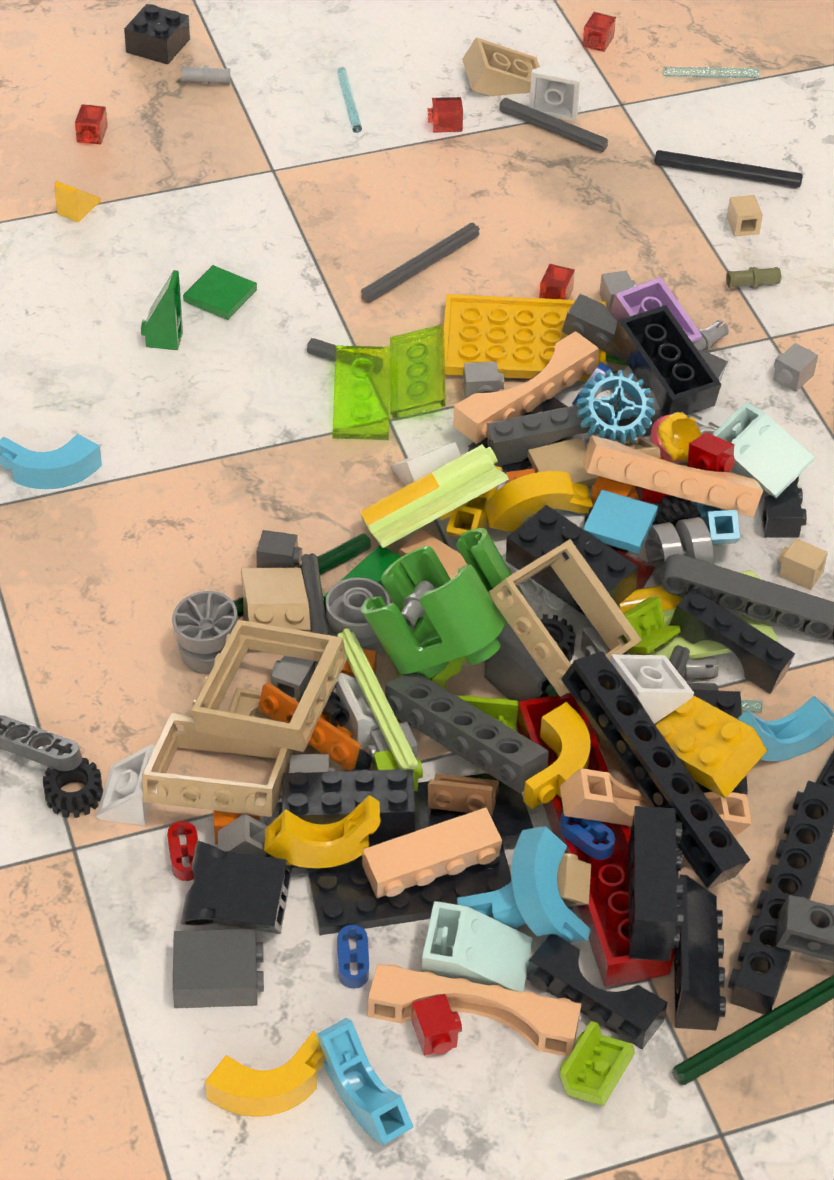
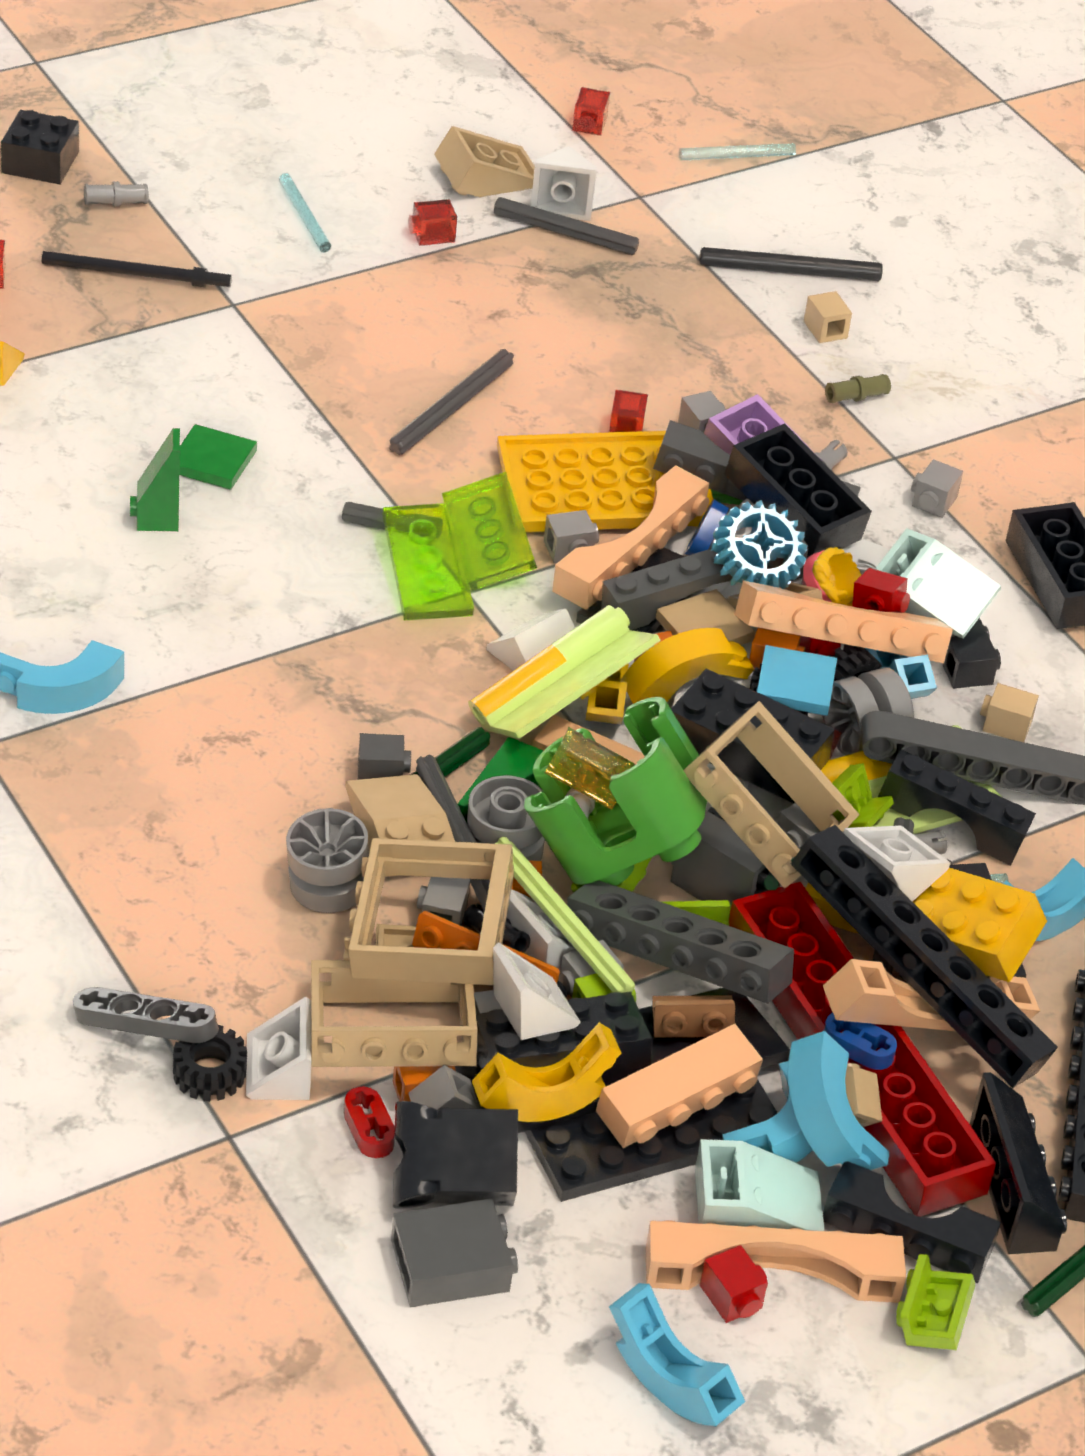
camera: 15 degrees left, 5 degrees down
(249, 145) = (197, 276): none -> black bar
(266, 1091) = (556, 1386): yellow arch -> none
(326, 765) = (529, 996): none -> white slope
(348, 956) = (618, 1217): blue beam -> none
(418, 573) = (587, 766): none -> clear yellow brick
(570, 740) = (816, 945): yellow arch -> none
(654, 884) = (960, 1085): black brick -> none

